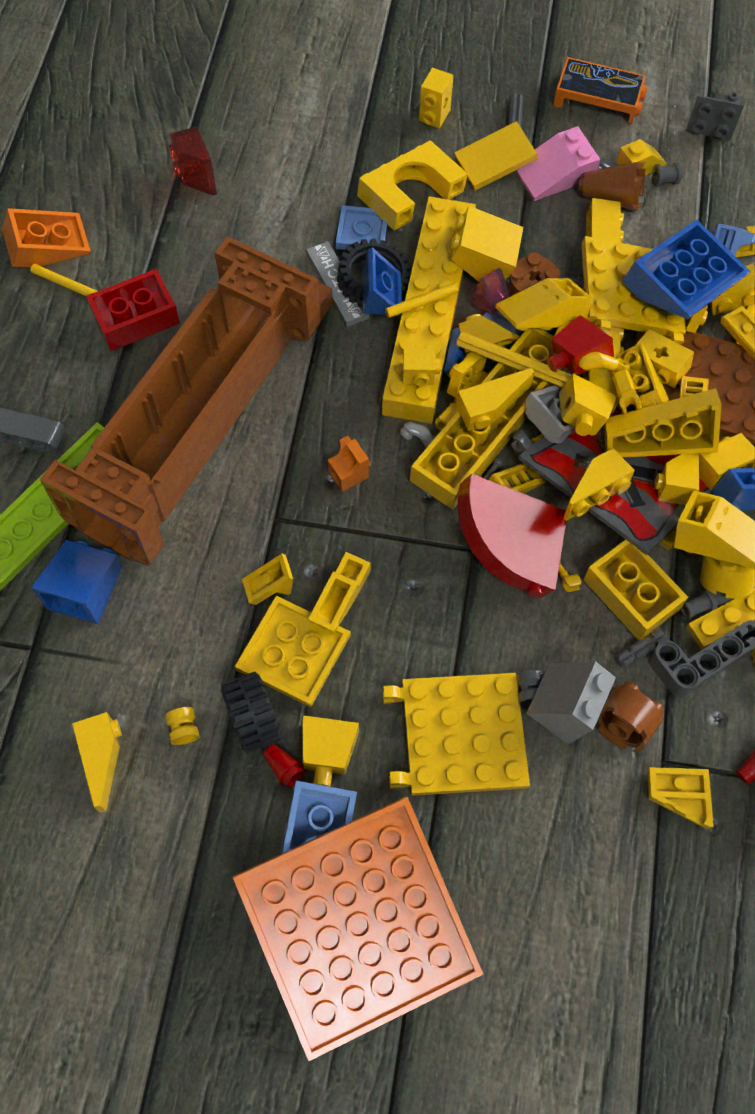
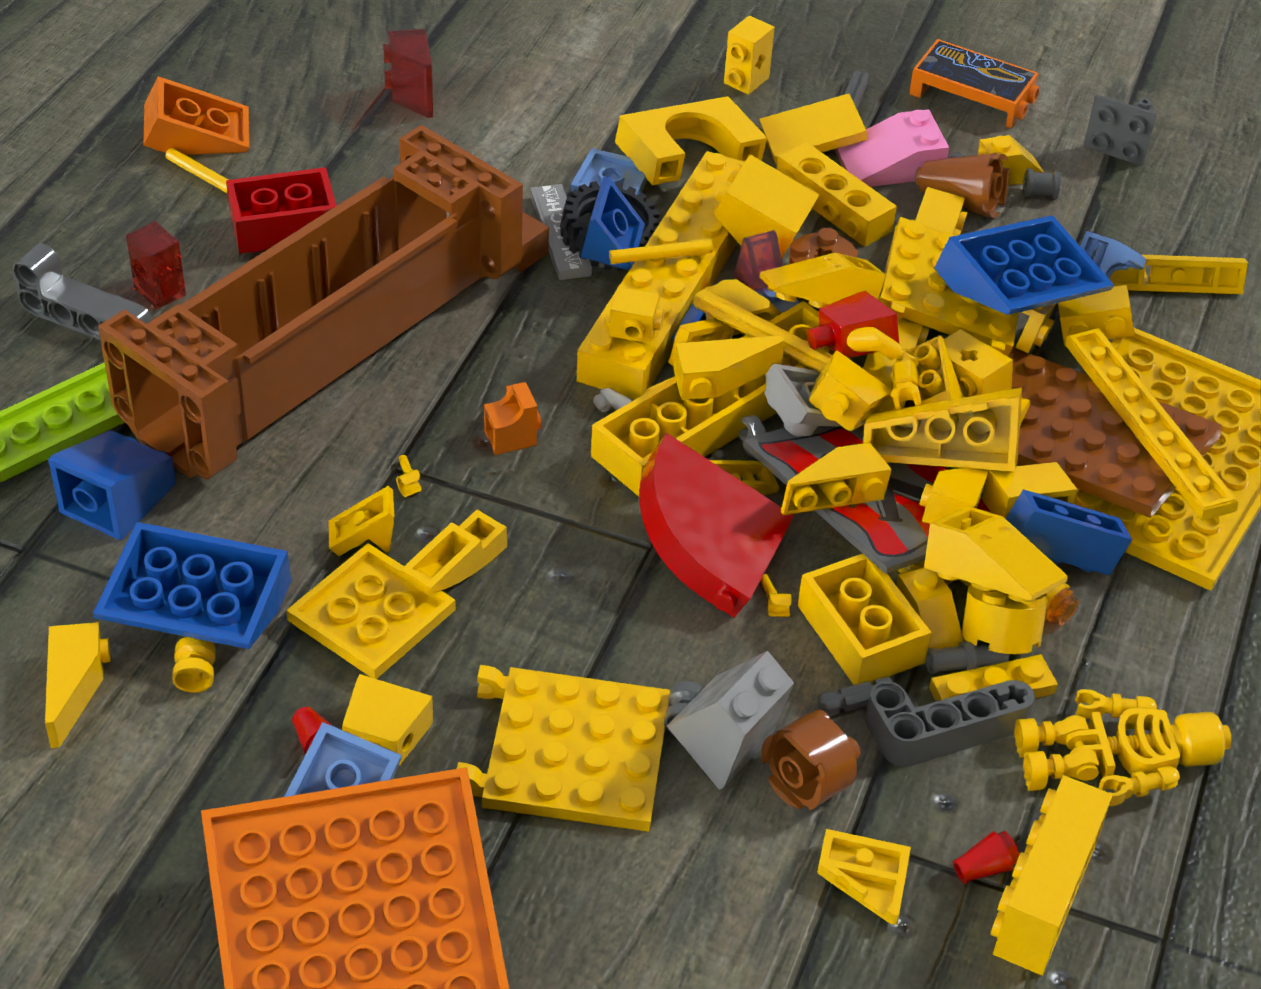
camera: 10 degrees right, 20 degrees down
(55, 381) = (156, 265): none -> clear red brick
(165, 667) = (195, 586): none -> blue slope
(251, 712) = (289, 653): black tyre -> none
(290, 532) = (408, 482): none -> yellow hand
(517, 205) = (842, 196): none -> yellow brick
(678, 566) = (933, 604): none -> yellow slope

